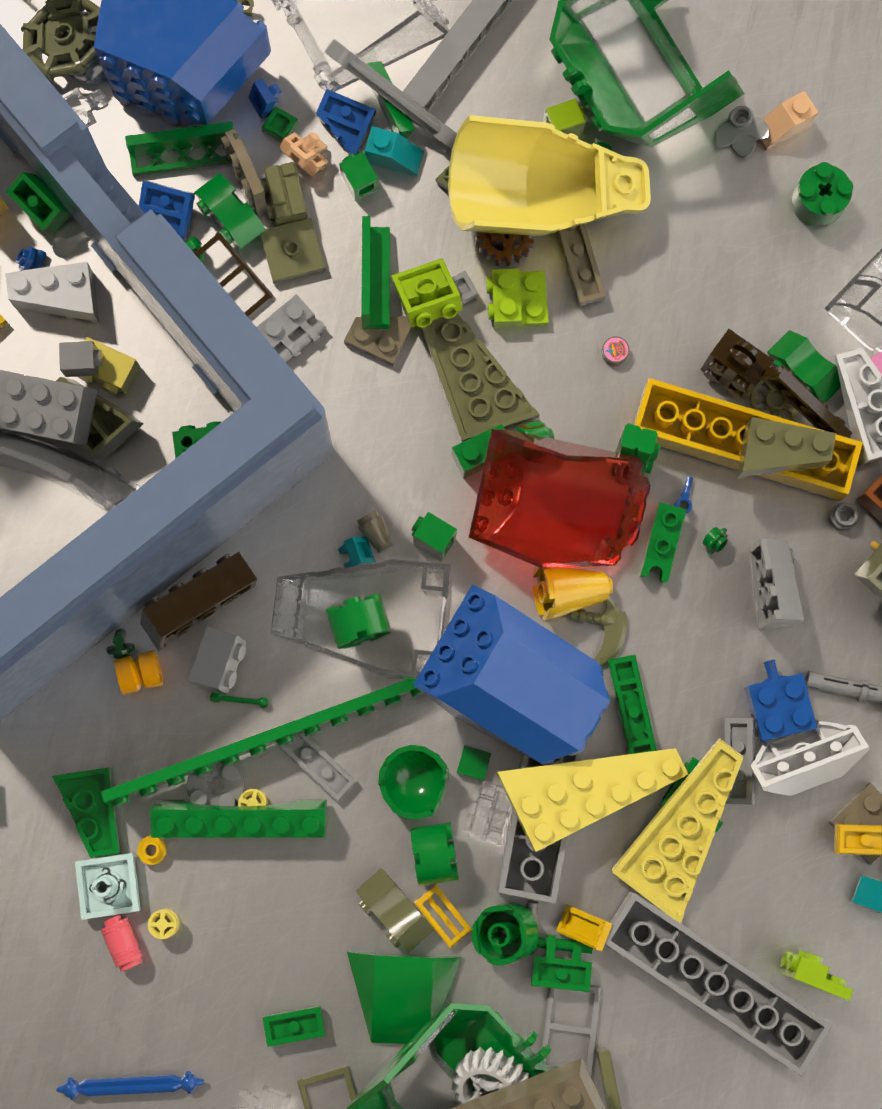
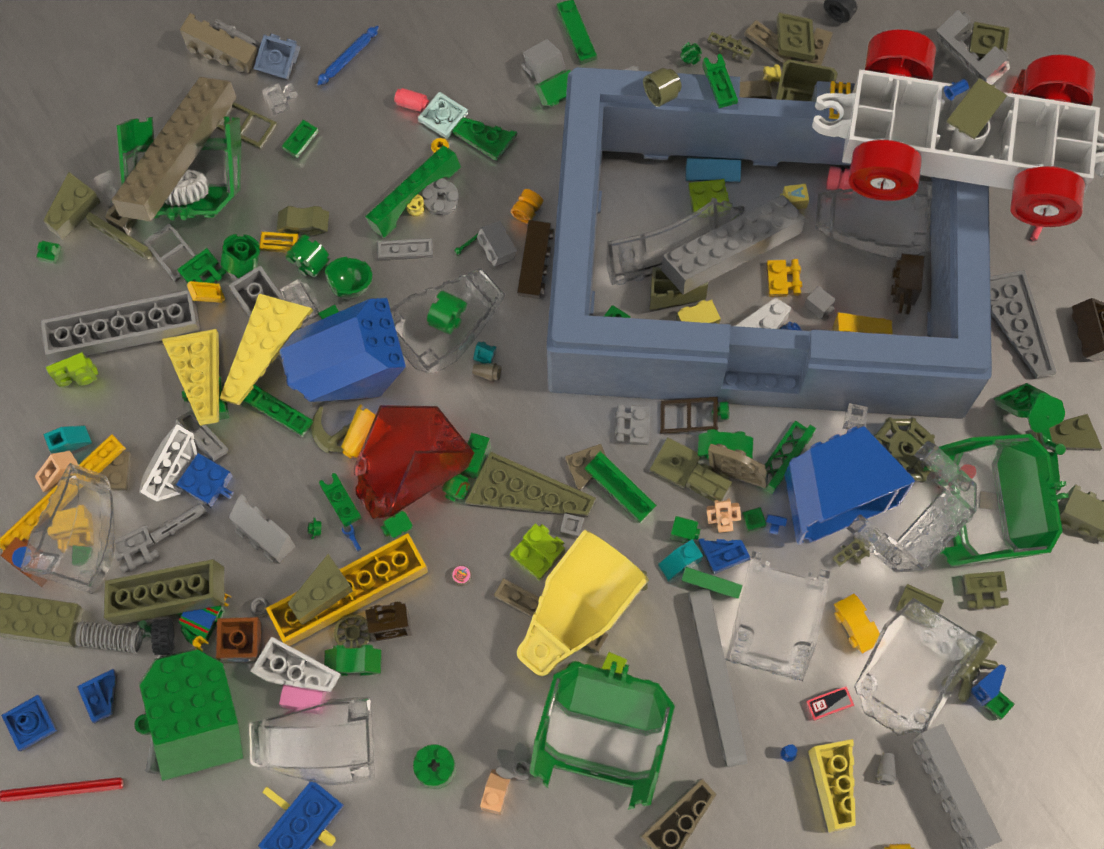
camera: 140 degrees right, 10 degrees down
(80, 359) = (708, 301): light grey brick -> none
(120, 648) = (548, 210): dark green plate -> none
(158, 924) = (401, 119): light yellow wheel -> none
(172, 203) = (757, 420): blue wing -> none
(257, 744) = (439, 223): green plate -> none
(391, 93) = (754, 568): light grey piece -> none
(400, 991) = (264, 195): green wedge -> none
(427, 293) = (582, 500): lime plate -> none
(433, 536) = (454, 390): green brick -> none
(803, 401) = (334, 631): dark brown plate -> none

